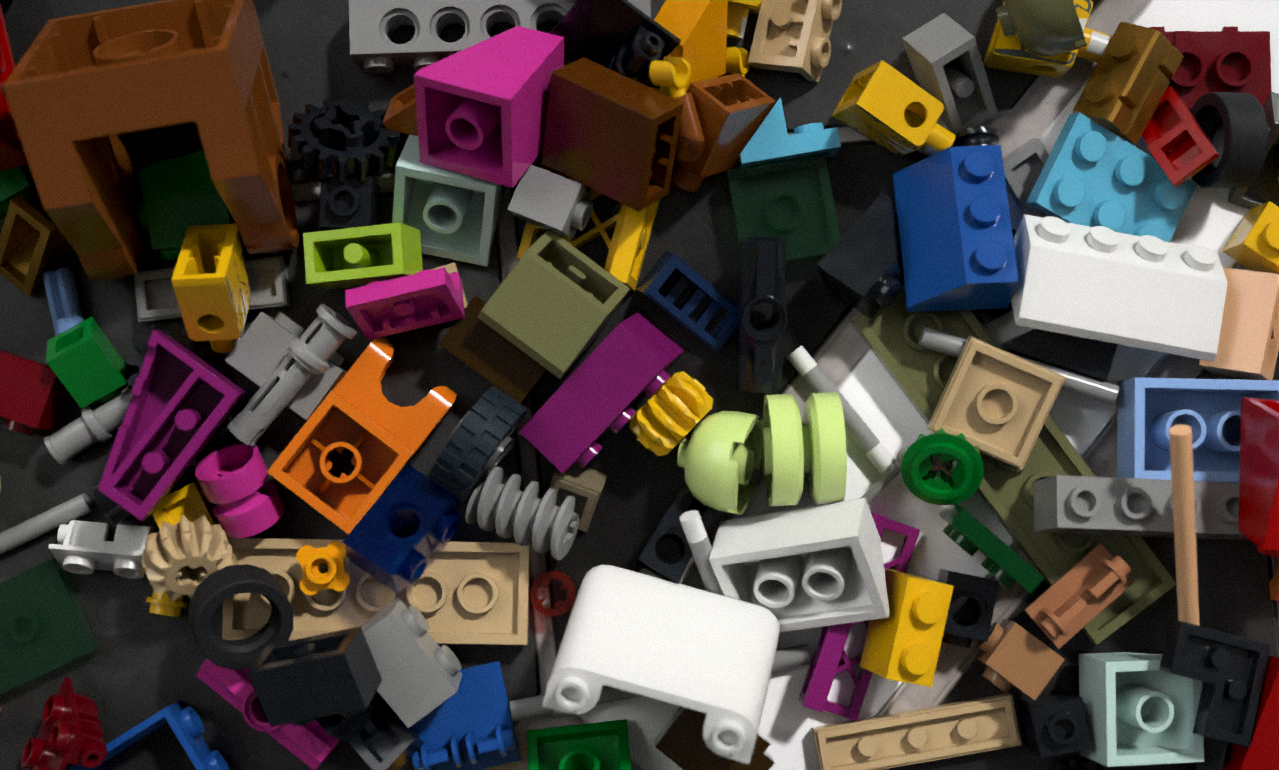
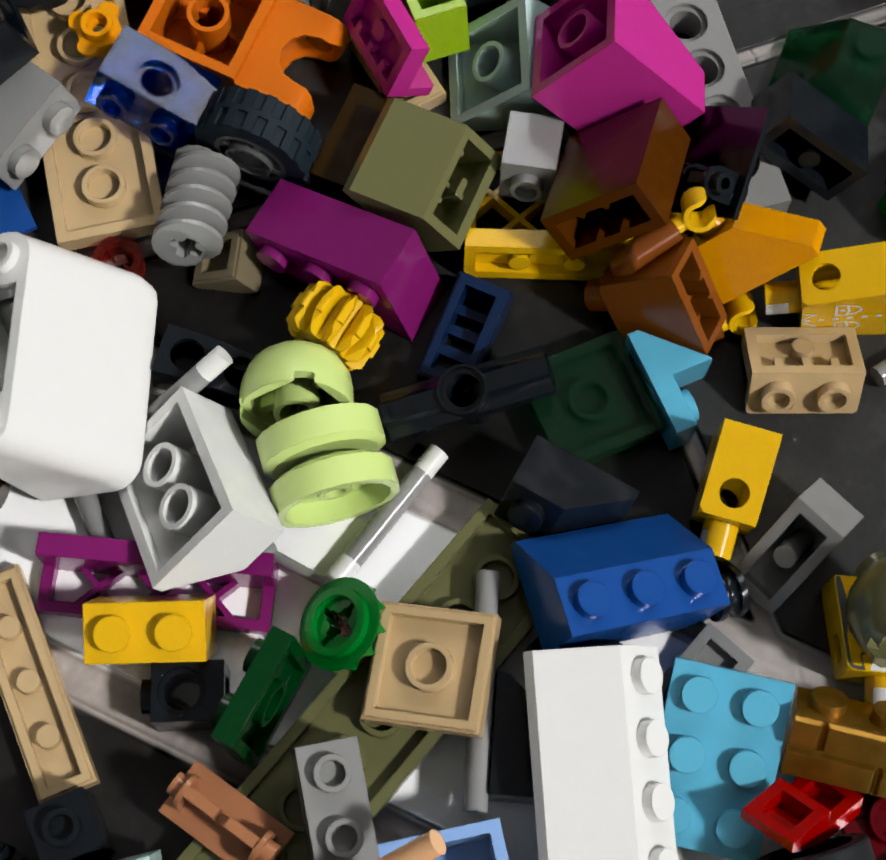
camera: 80 degrees right, 15 degrees down
(1017, 659) = (138, 771): medium nougat brick -> none

